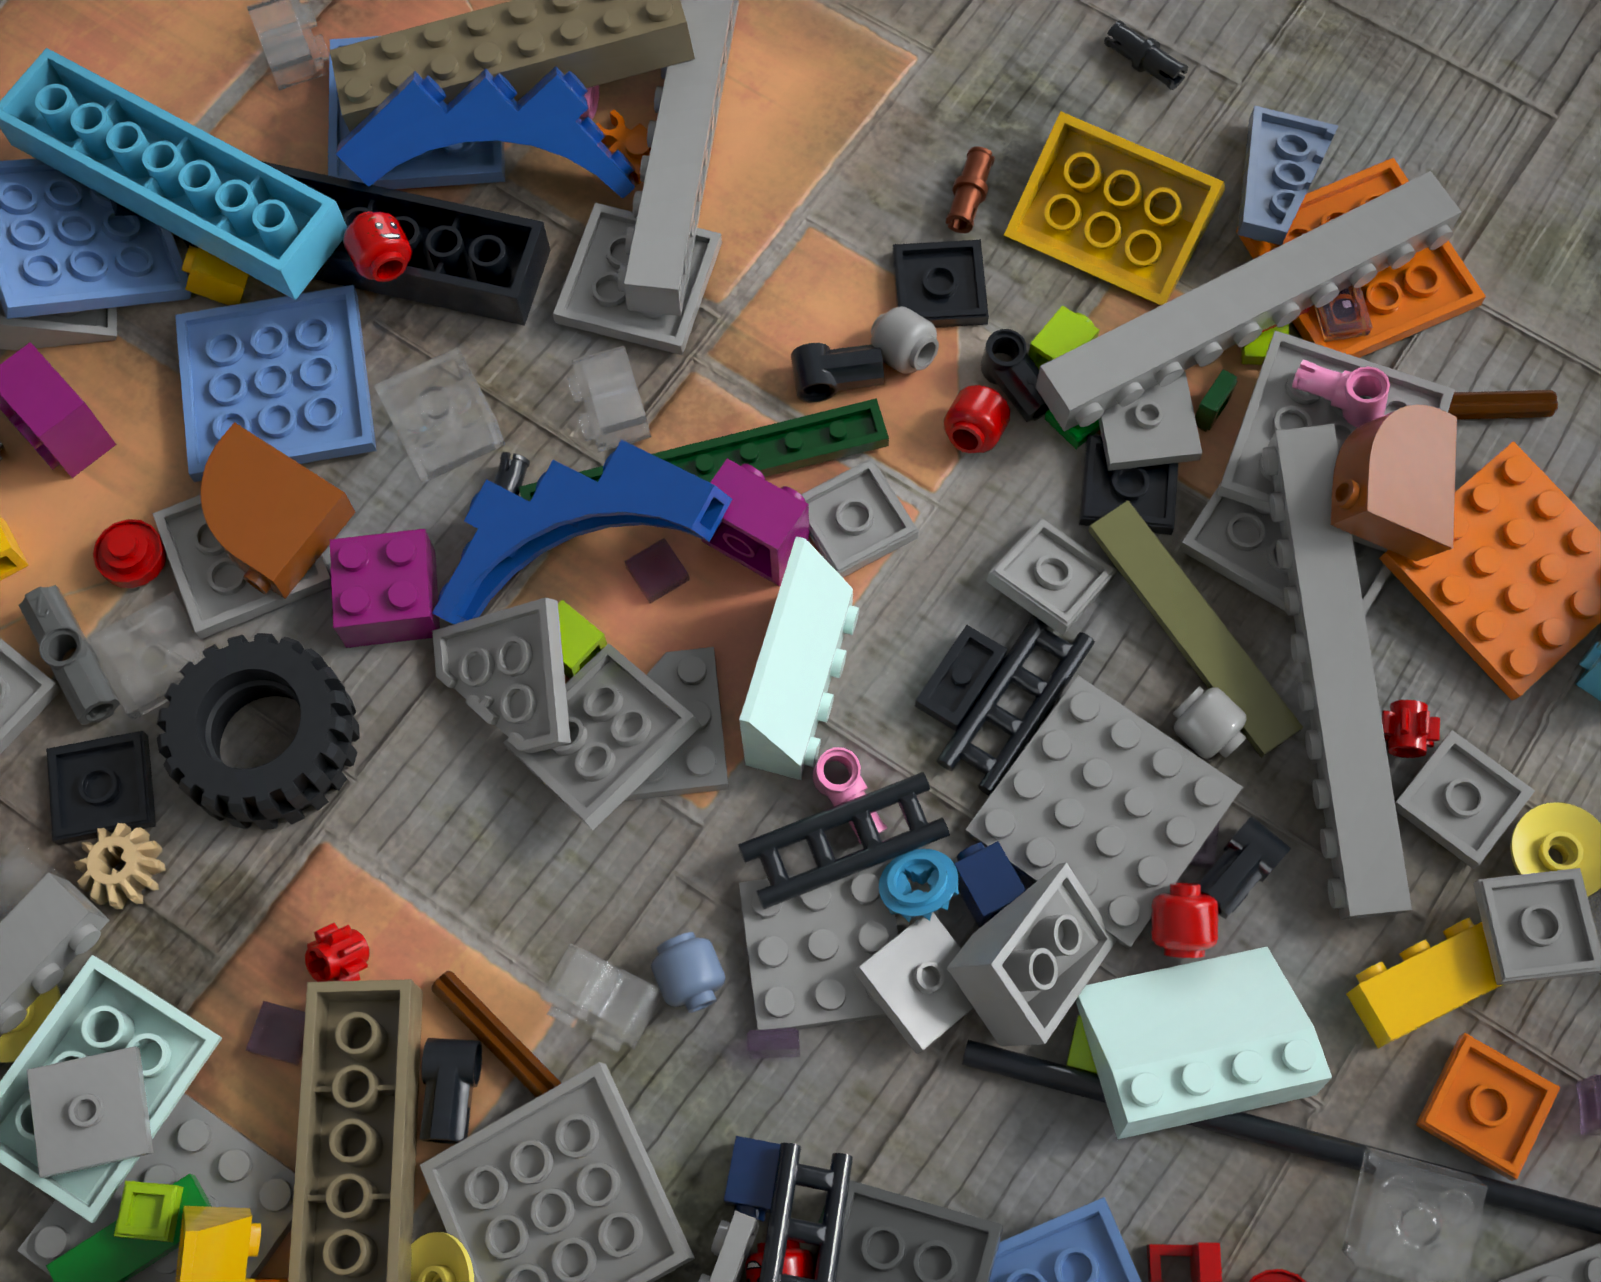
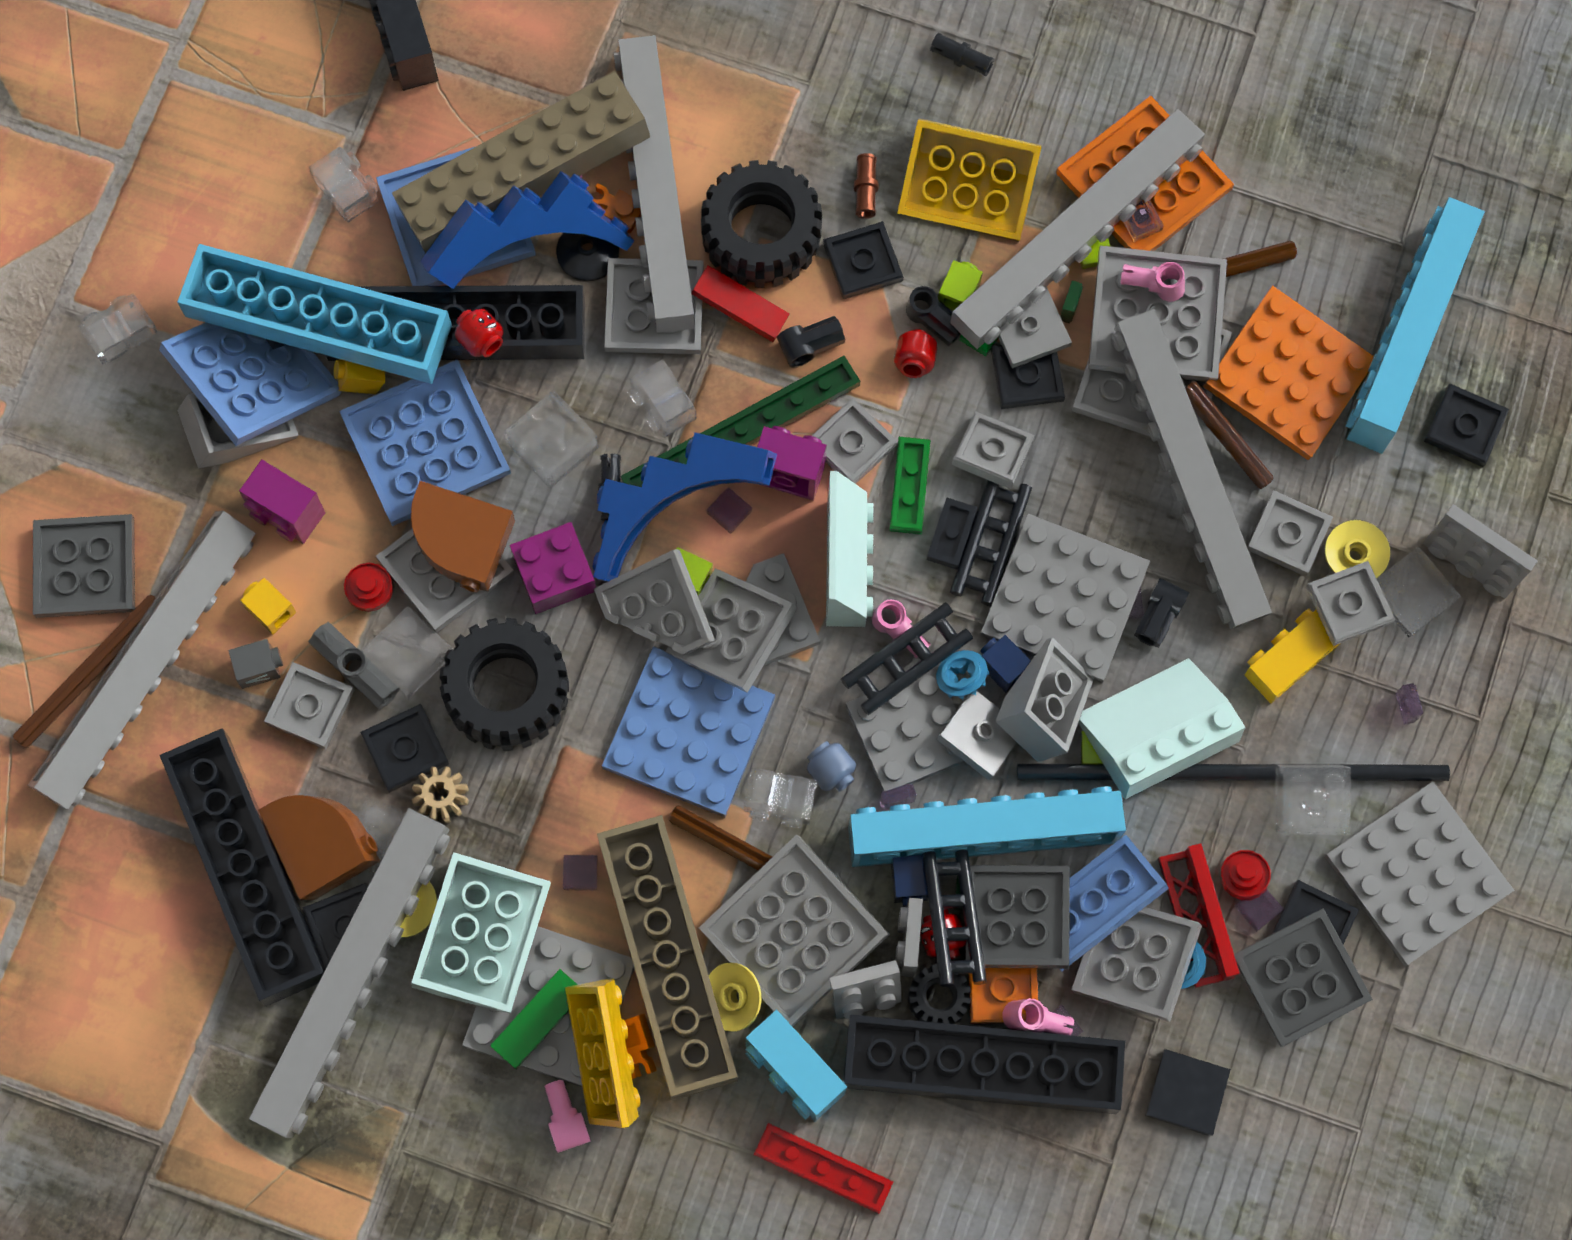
camera: 20 degrees left, 5 degrees up
(89, 1112) = (488, 946): light grey plate -> none
(148, 1211) = (544, 996): lime tile -> none
(337, 954) = (603, 813): red gear -> none
(449, 1074) = (700, 871): black piece -> none
(500, 870) = (688, 733): none -> medium blue plate
(568, 206) = (584, 264): none -> black dish
(753, 299) = (740, 303): none -> red tile
(804, 154) = (766, 186): none -> black tyre
(894, 1127) = (988, 826): none -> medium azure brick
(905, 340) = (852, 308): light grey head -> none
(920, 597) = (910, 485): none -> green tile
(1185, 921) = (1134, 655): red head -> none
(1194, 626) = (1094, 462): olive tile -> none
(1210, 723) = (1119, 524): light grey head -> none
(1278, 170) = (1075, 122): sand blue wing -> none
(1399, 482) = (1204, 336): brick -> none
(1401, 636) = (1228, 436): none -> reddish brown axle
(1409, 728) = (1246, 496): red gear -> none
(1488, 1106) = (1344, 721): orange plate -> none

